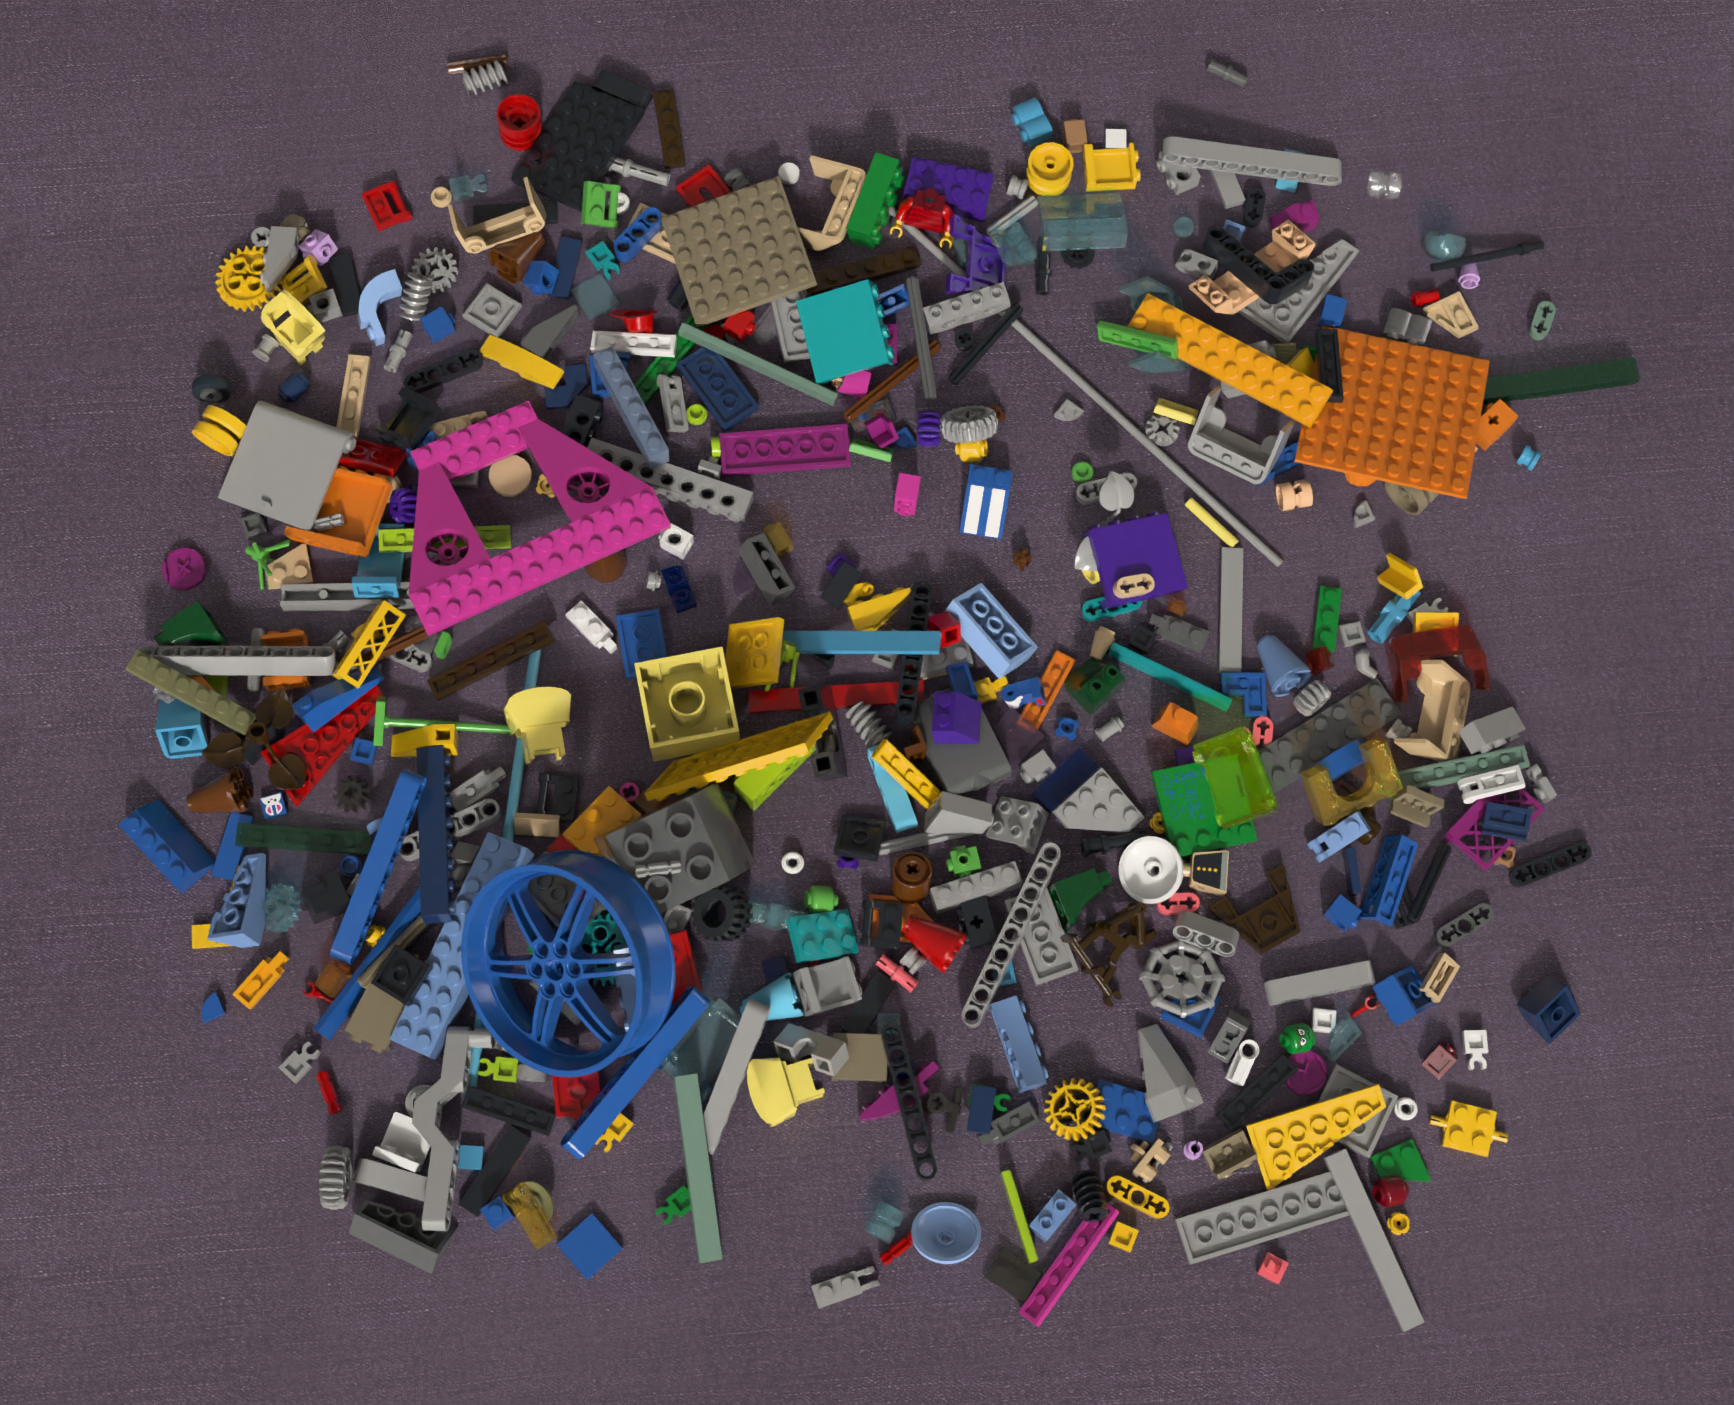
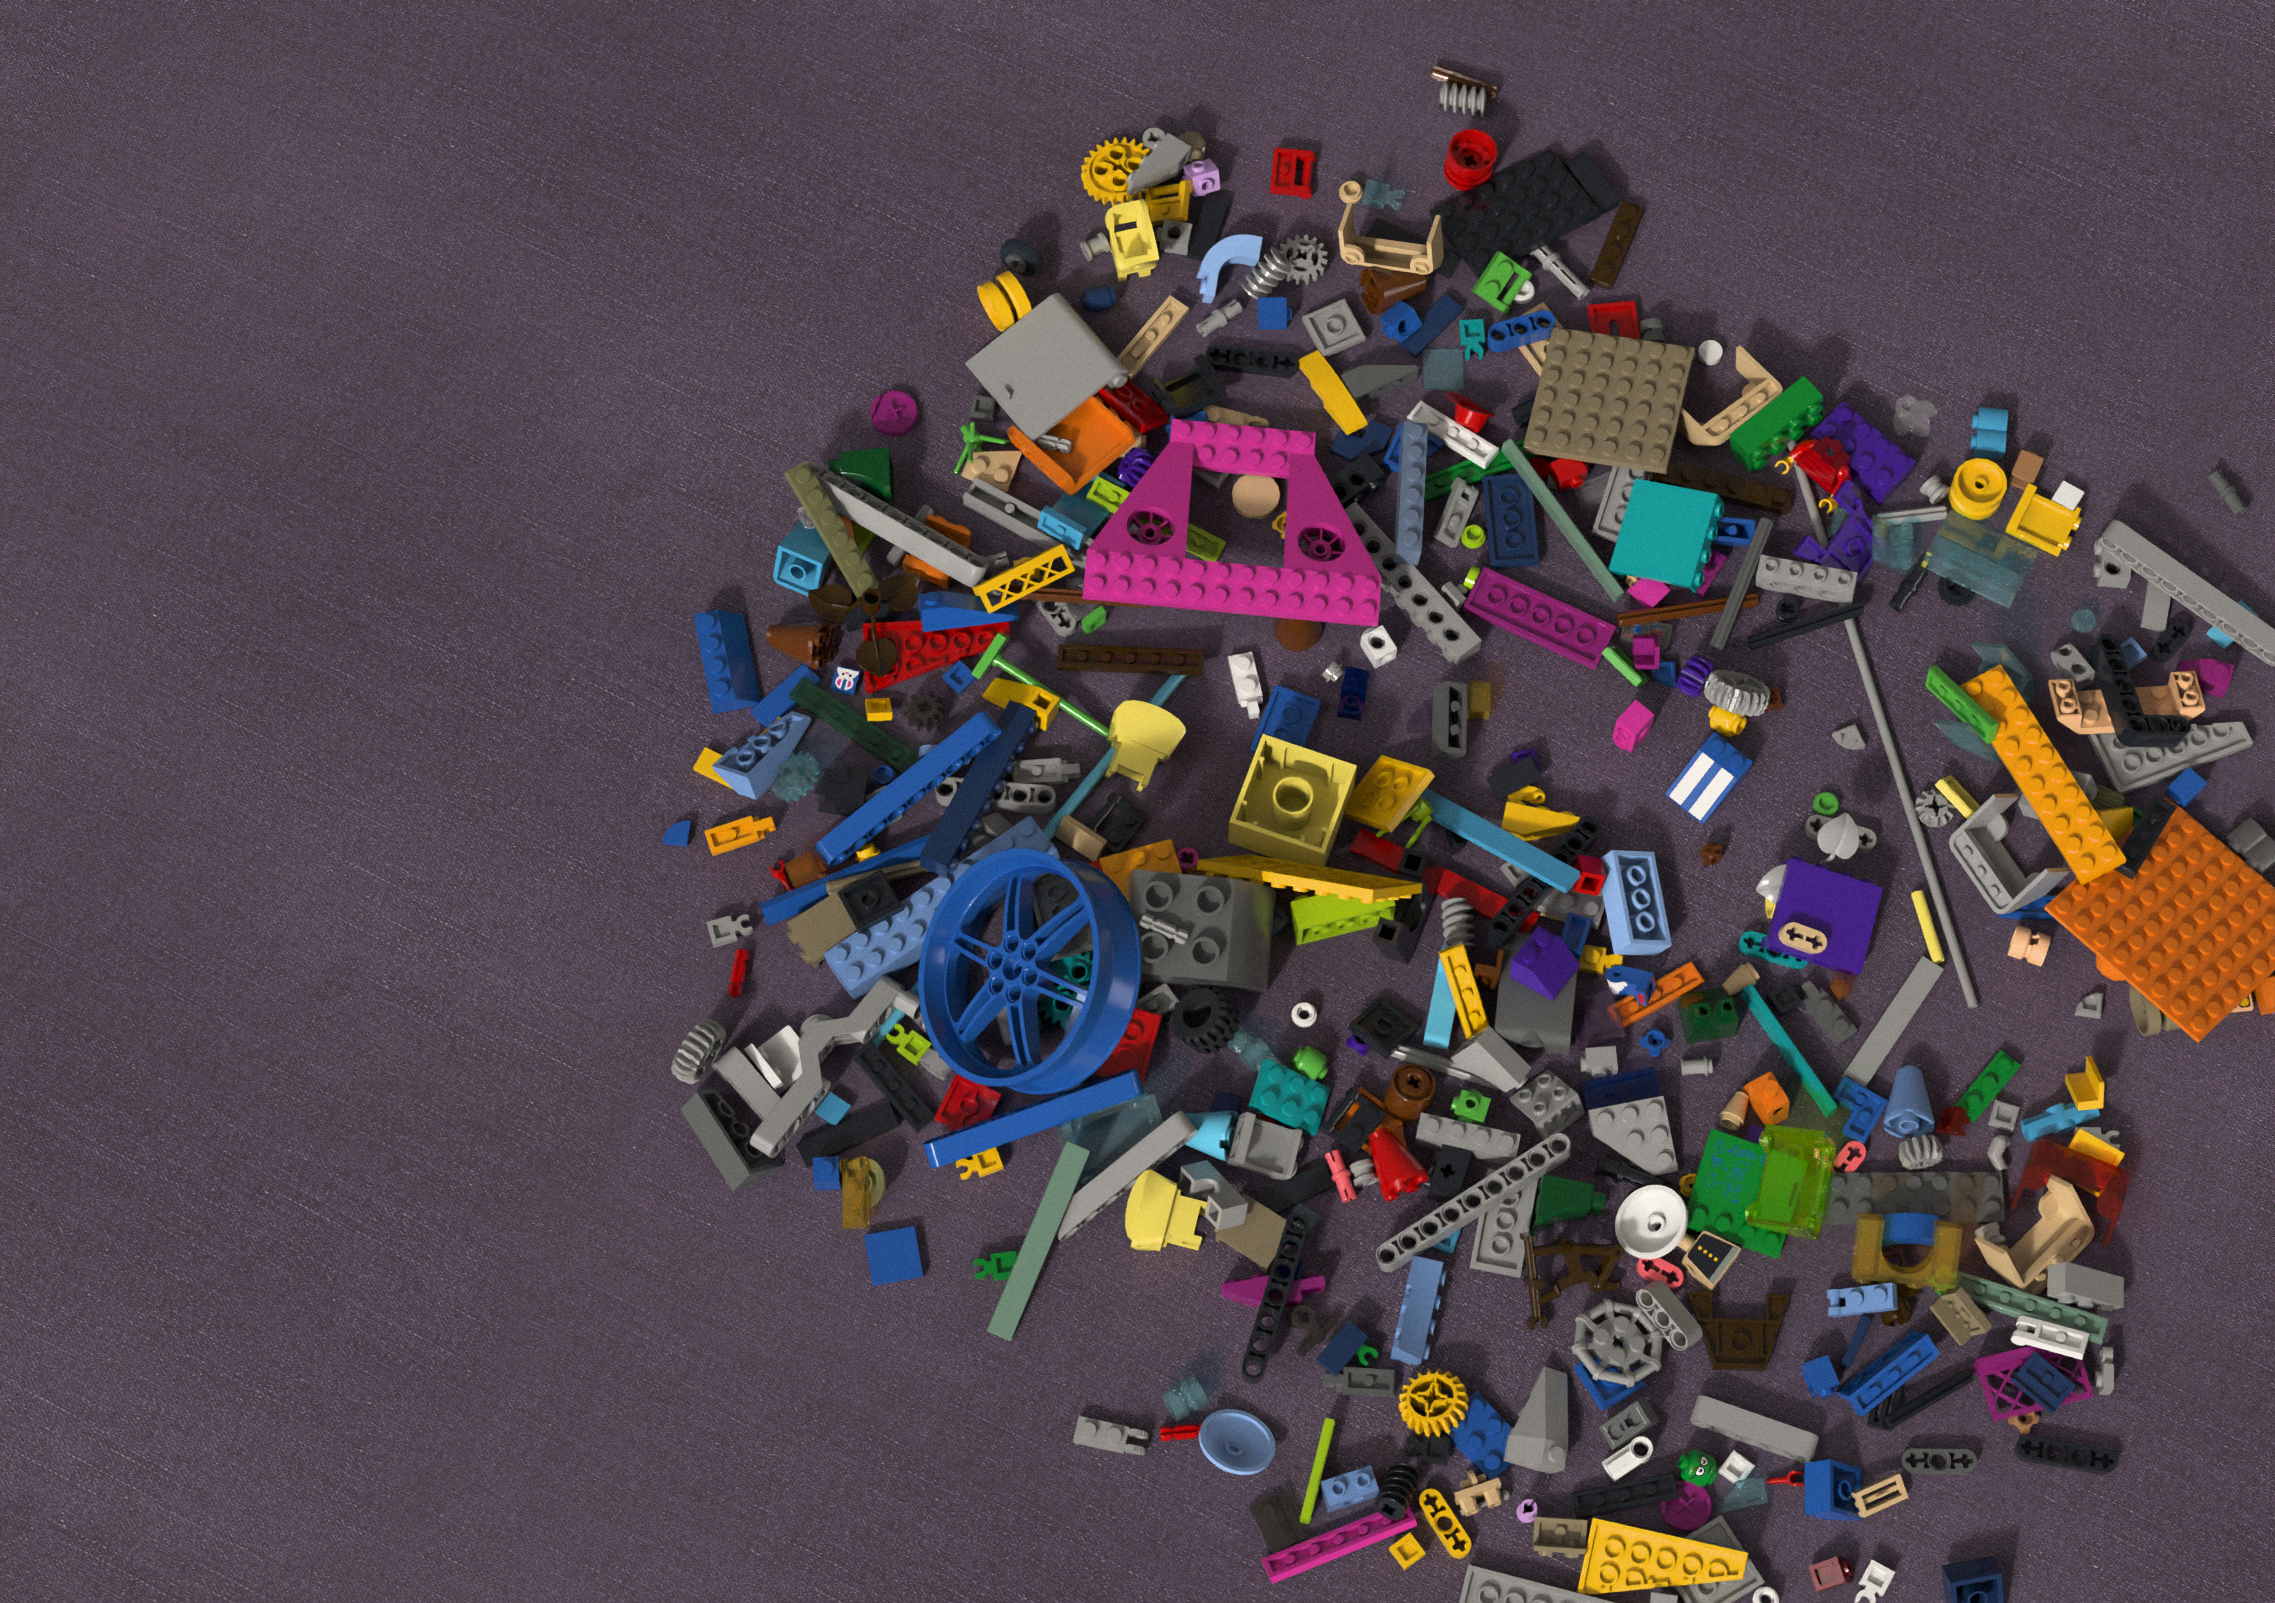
camera: 35 degrees right, 5 degrees down
(314, 814) = (878, 709): none -> yellow plate
(970, 141) = (1913, 420): none -> clear plate
(1158, 747) = (1735, 1111): none -> tan cone

